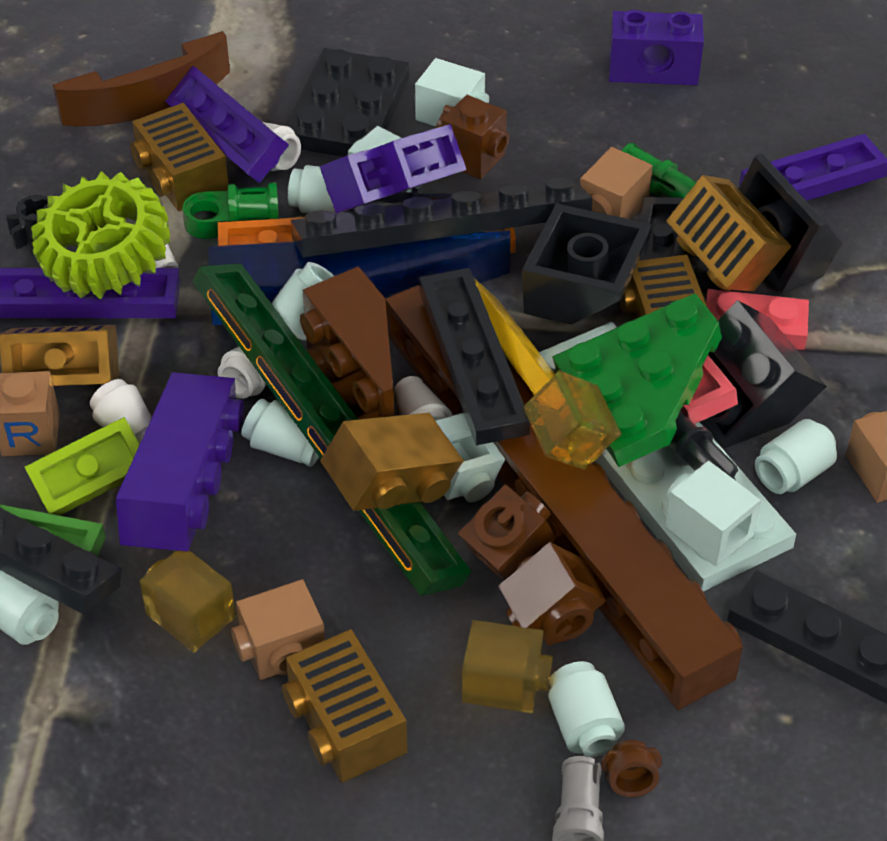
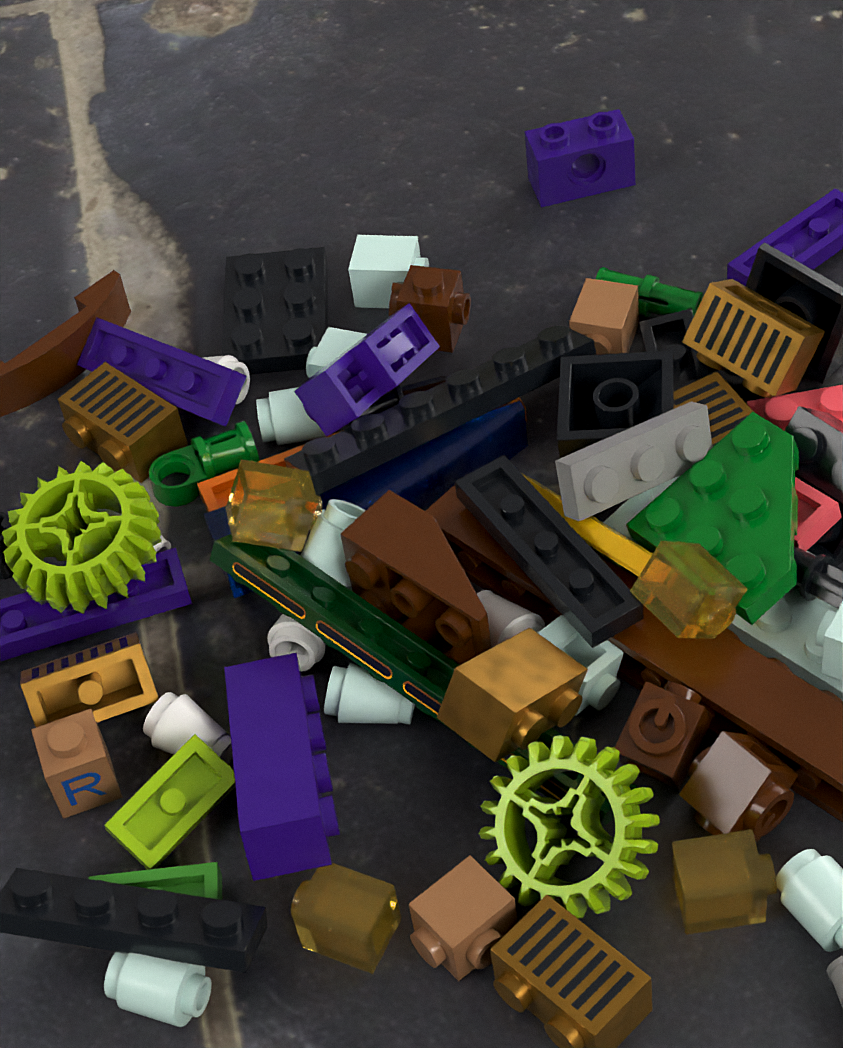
camera: 10 degrees left, 0 degrees up
(260, 252) = (272, 506): none -> clear yellow brick
(362, 584) = (538, 868): none -> lime gear
(574, 302) = (633, 460): none -> light grey plate

